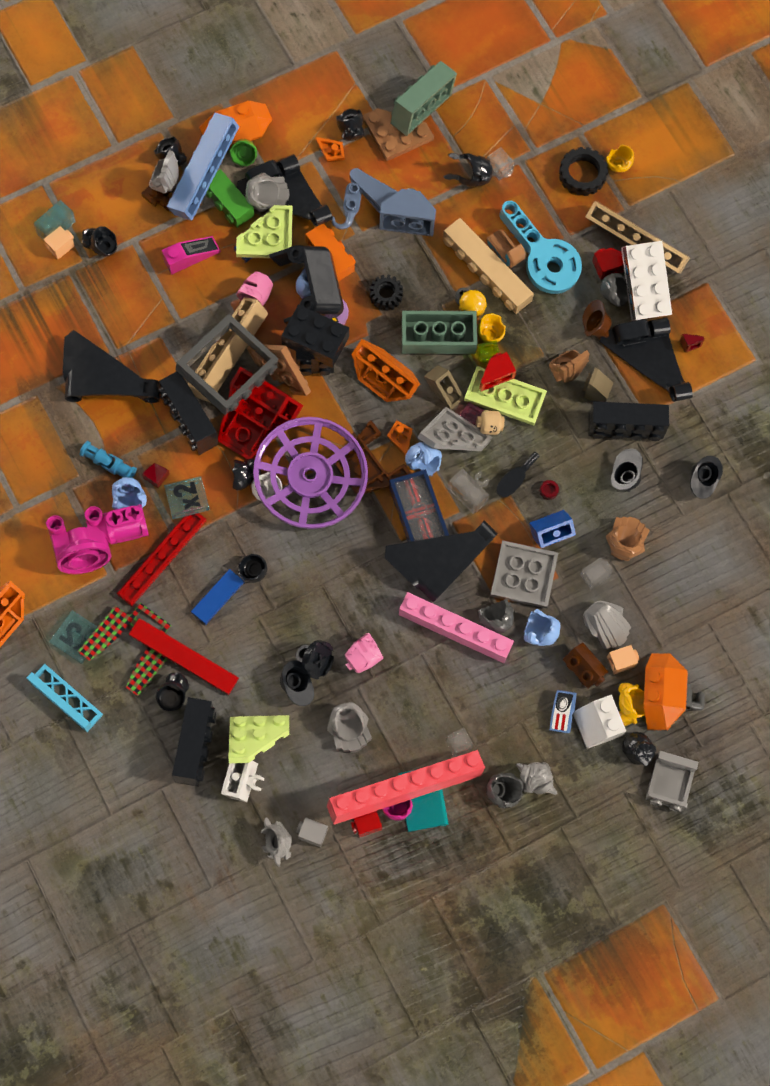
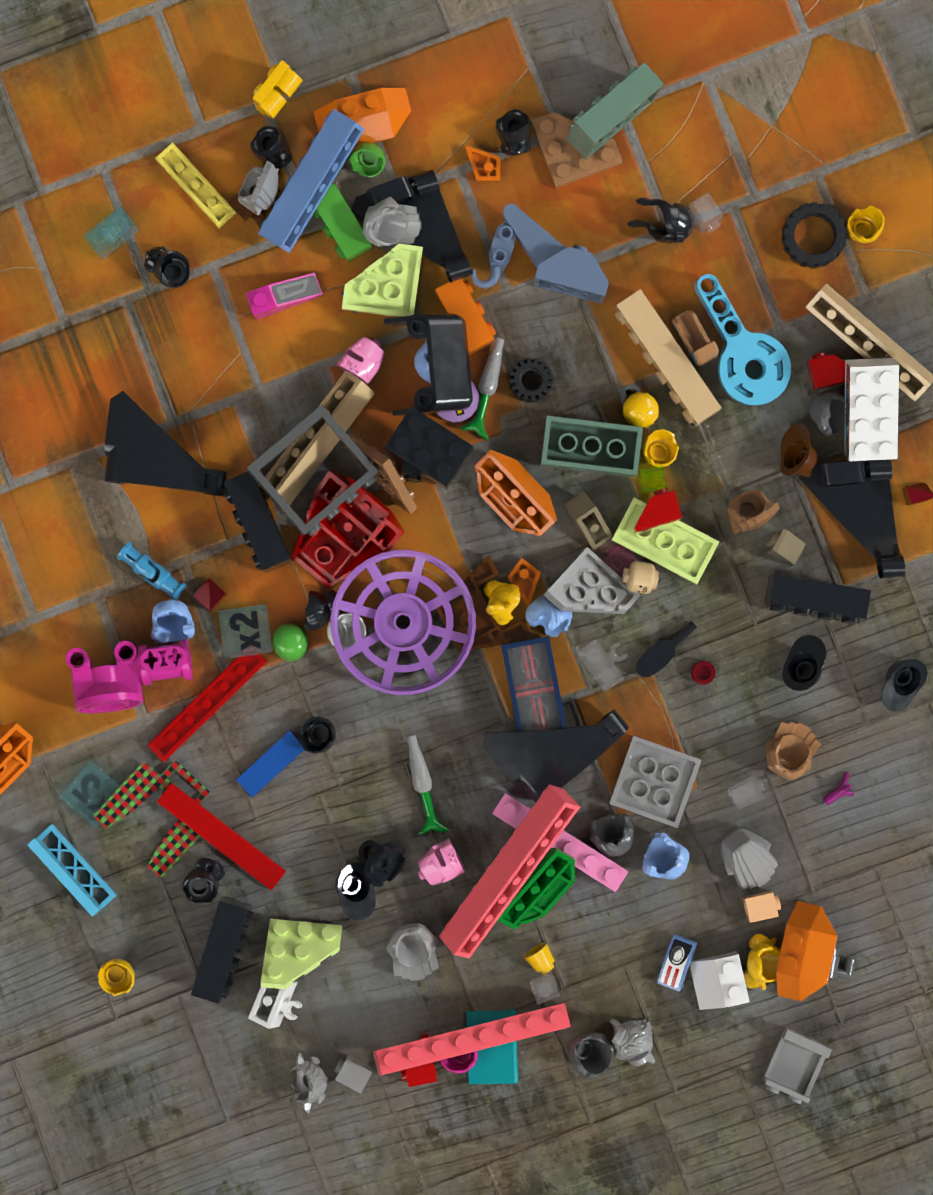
camera: 15 degrees right, 15 degrees up
(59, 242) = (115, 261): light nougat brick -> none
(108, 776) = (116, 977): none -> yellow hair
(116, 185) = (196, 185): none -> light yellow tile
(169, 109) = (279, 81): none -> yellow plate
(223, 503) = (290, 642): none -> bright green hair
(341, 598) = (422, 784): none -> light grey piece
(354, 300) = (487, 387): none -> light grey piece
(385, 450) = (502, 600): none -> yellow hair
(418, 649) = (509, 871): none -> coral brick
(443, 662) = (541, 890): none -> green wedge
(453, 721) = (540, 958): none -> yellow hat
(552, 528) = (698, 729): blue brick -> none
(585, 666) = (713, 910): reddish brown brick -> none
(638, 748) = (762, 1020): black hair -> none
(670, 565) = (840, 791): none -> magenta bar

